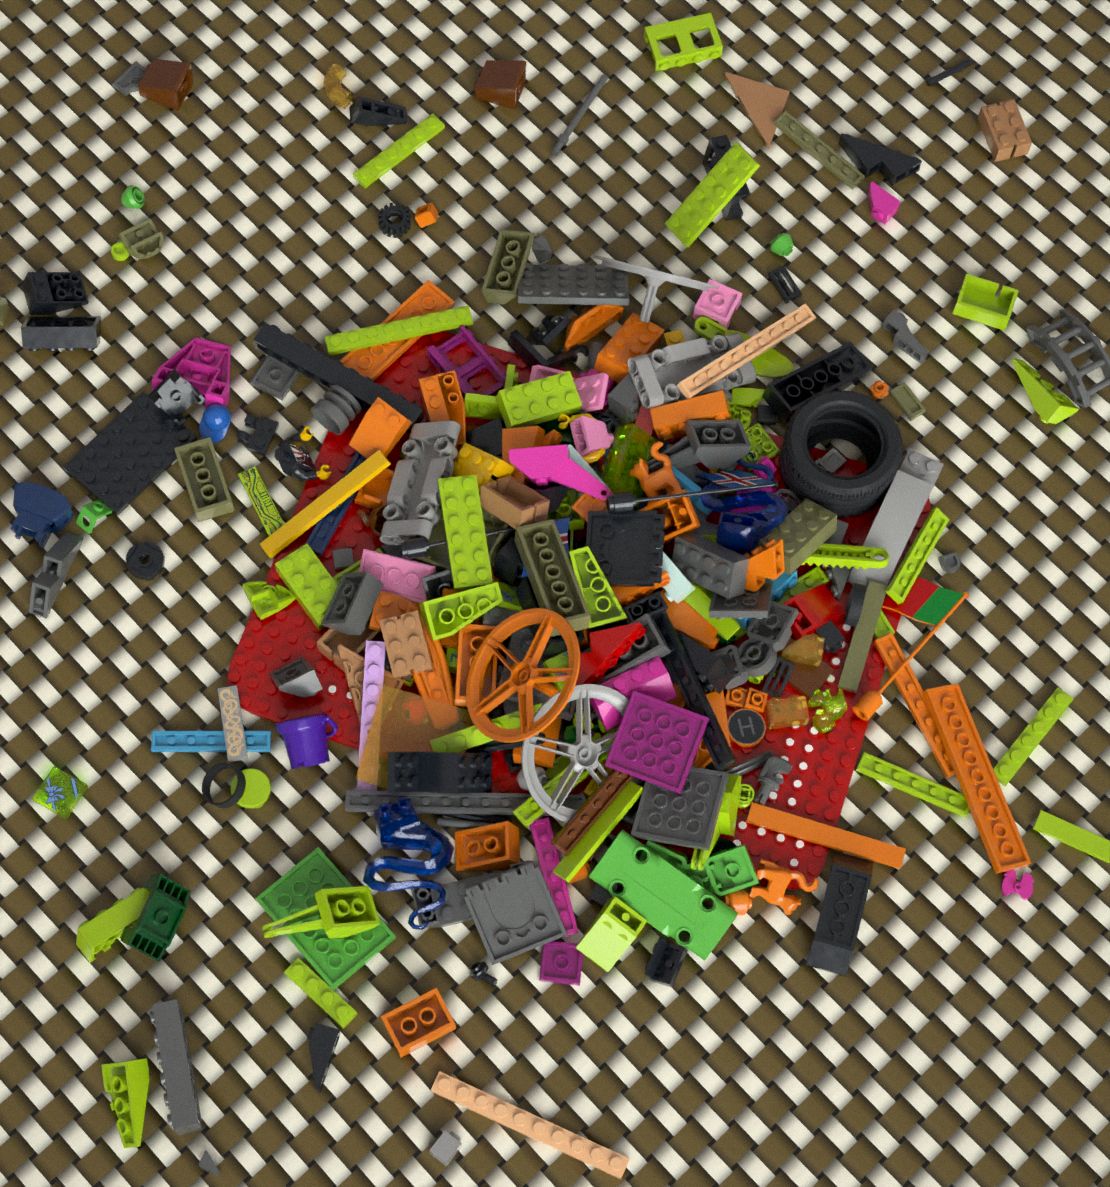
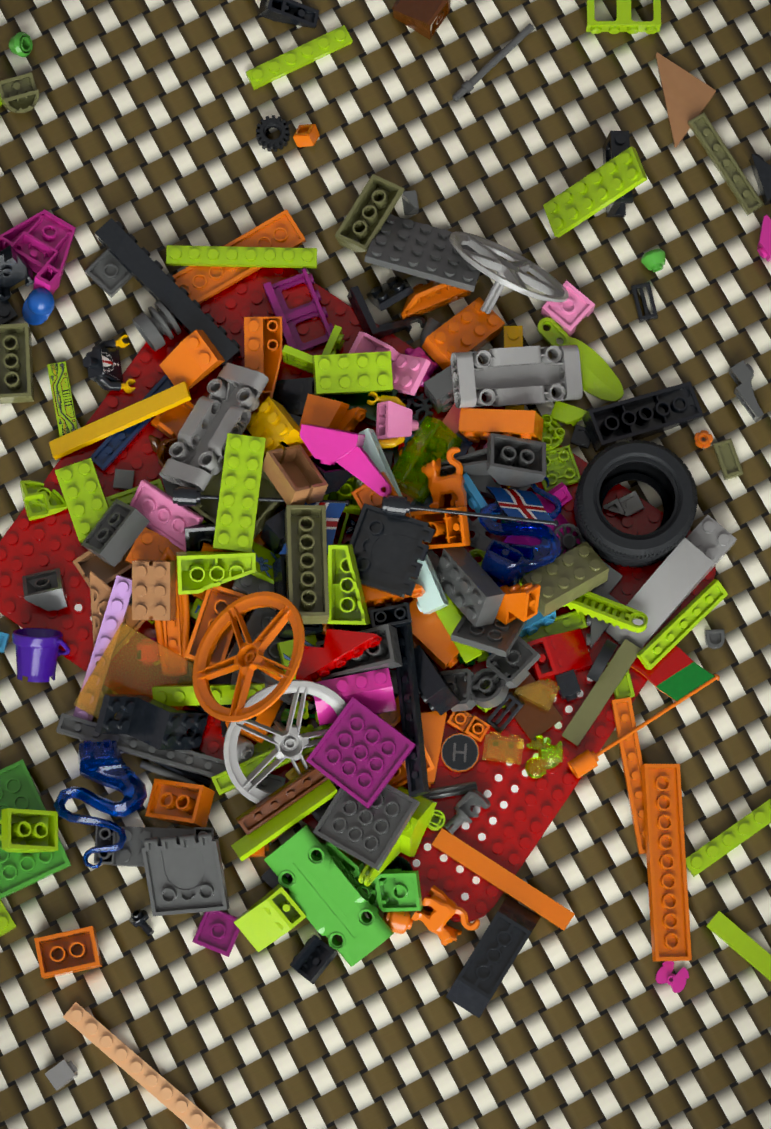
camera: 20 degrees right, 10 degrees up
(263, 434) = (81, 331): black plate -> none
(548, 860) = (233, 832): dark pink plate -> none
(746, 351) = (578, 369): light nougat plate -> none
(913, 784) = (604, 850): lime tile -> none

